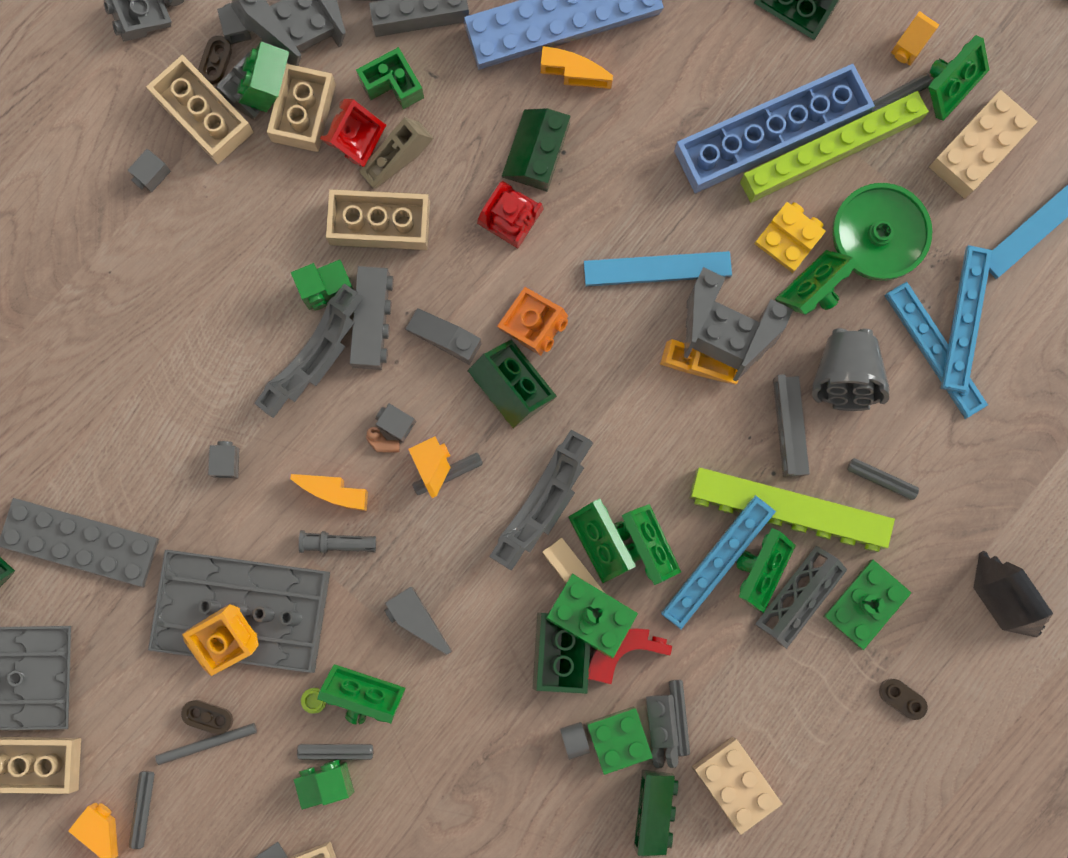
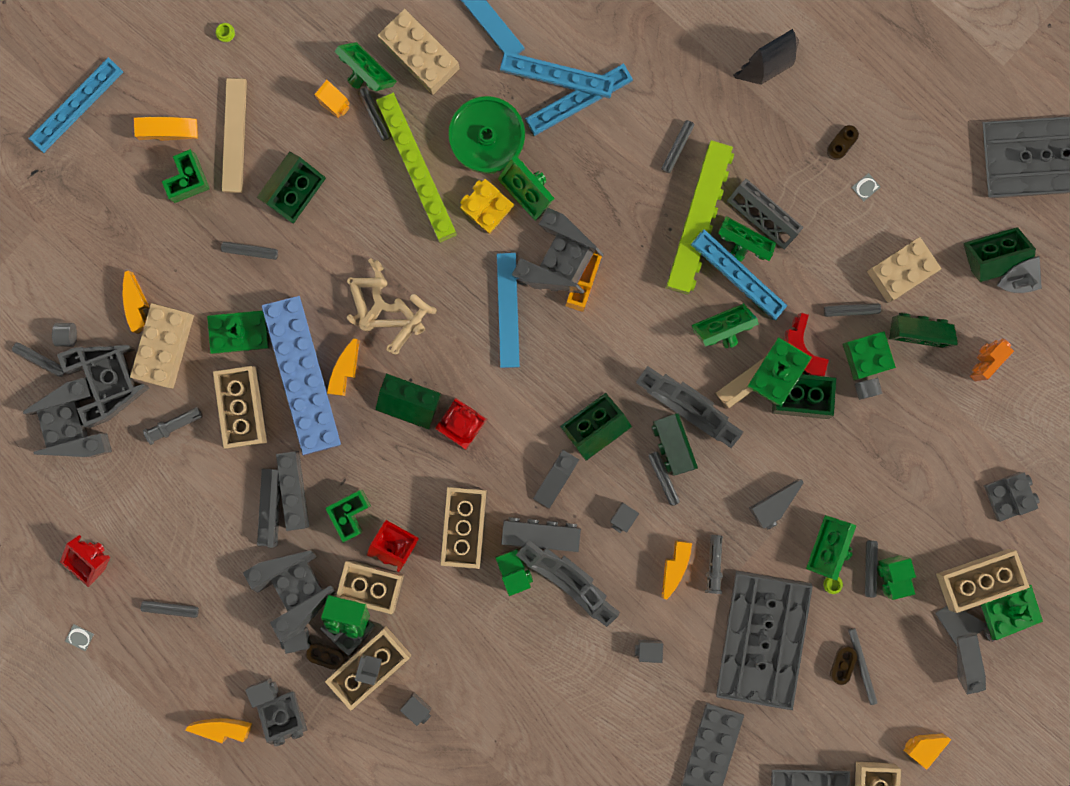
camera: 90 degrees left, 5 degrees up
(141, 809) = (910, 715): dark grey axle -> none
(196, 103) = (368, 669): none -> dark grey panel
(221, 639) = (789, 652): light orange slope -> none
(380, 443) = (638, 530): nougat arm -> none
(396, 152) = (408, 512): dark tan slope -> none
(431, 463) = (658, 490): light orange slope -> none
(491, 483) = (674, 445): none -> dark green slope
(534, 321) = (548, 408): orange plate -> none
(602, 540) = (721, 361): green plate -> none
(637, 93) = (368, 321): none -> tan piece
(663, 730) = (861, 322): dark grey hinge -> none
(773, 128) = (400, 213): medium blue brick -> none
(791, 426) = (635, 214): dark grey fence -> none
(845, 733) = (866, 187): none -> light grey sticker
(851, 372) = (597, 165): dark grey cone -> none
(867, 604) = (772, 164): green plate -> none

